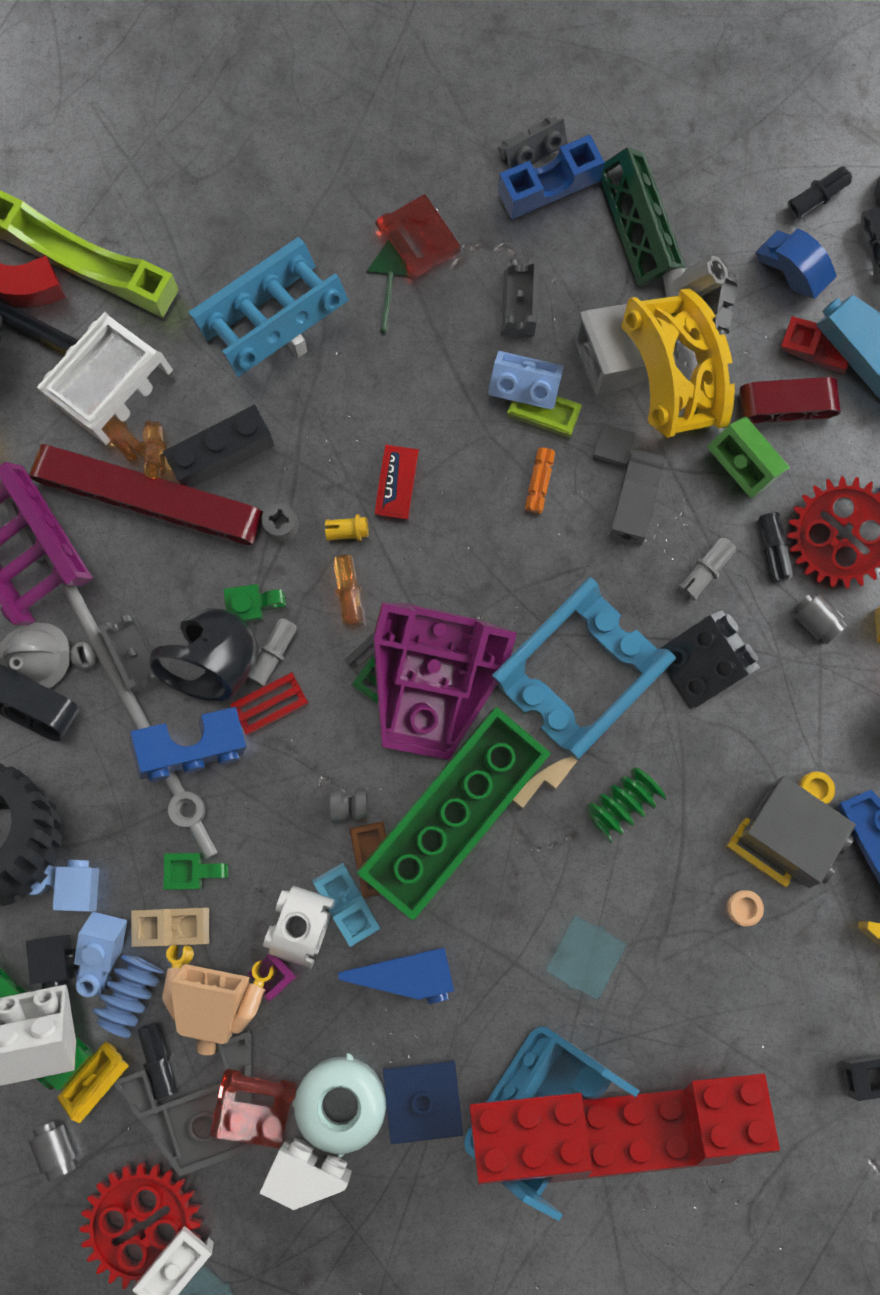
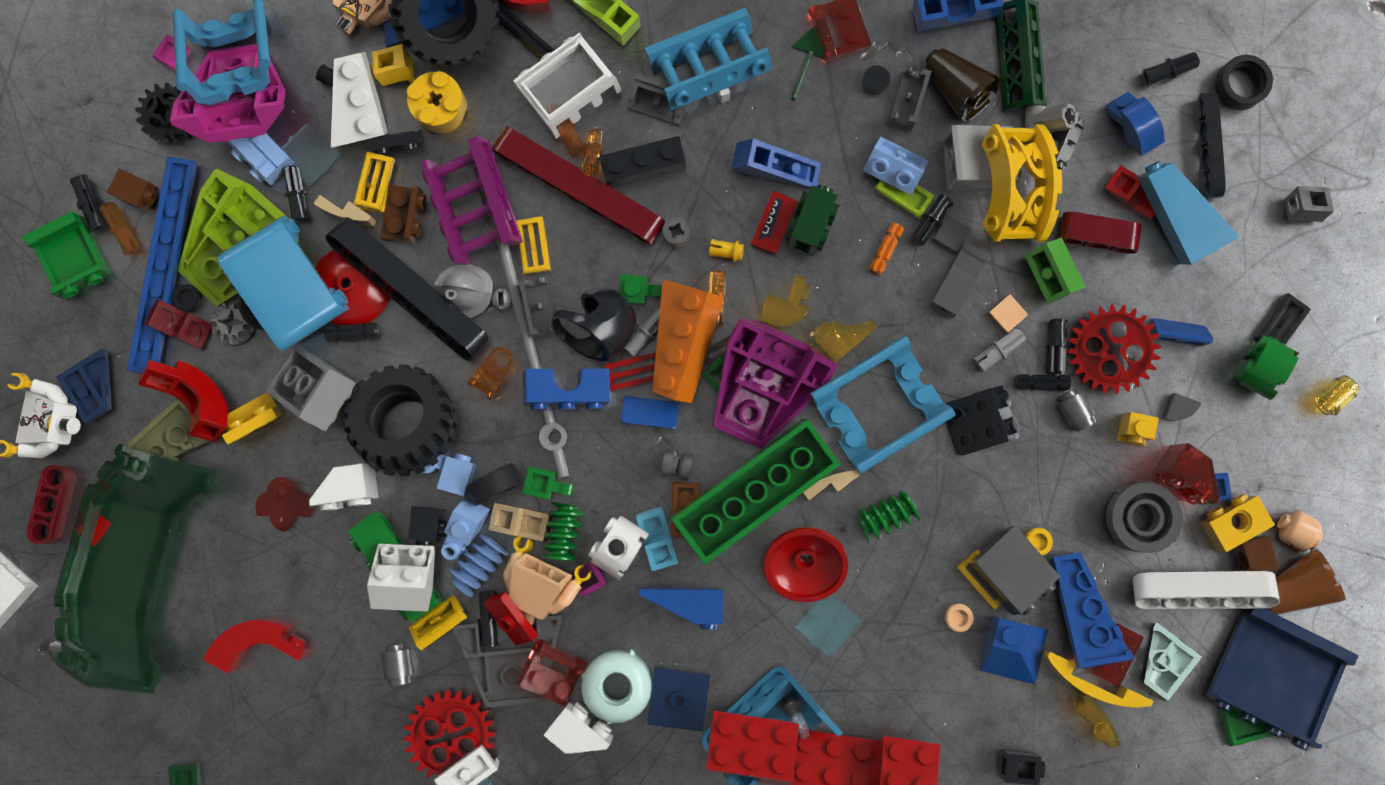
camera: 20 degrees right, 5 degrees up
(92, 749) = (492, 372): none -> clear orange piece
(119, 606) = (536, 267): none -> yellow tile
(124, 886) = (494, 484): none -> black tyre
(184, 1053) = (510, 619): none -> red plate
(210, 372) = (649, 98): none -> dark grey hinge
(226, 925) = (563, 532): none -> green piece
(300, 750) = (650, 412): none -> blue slope
(319, 647) = (683, 339): none -> orange wedge
(380, 412) = (775, 164): none -> blue slope
(436, 586) = (786, 313): none -> clear yellow brick
(443, 455) = (815, 211): none -> dark green brick
(476, 286) = (876, 79): none -> black tile
(511, 602) = (838, 339): none -> clear yellow arch
(540, 906) = (810, 576): none -> red dish
(568, 1075) = (792, 708): none -> clear piece
(580, 264) = (962, 82): none -> dark brown cone
(586, 433) = (932, 219): none -> black axle
(706, 523) = (1008, 313): none -> light nougat tile
(770, 594) = (1043, 382): none -> black axle
(823, 931) = (1014, 650): none -> blue slope

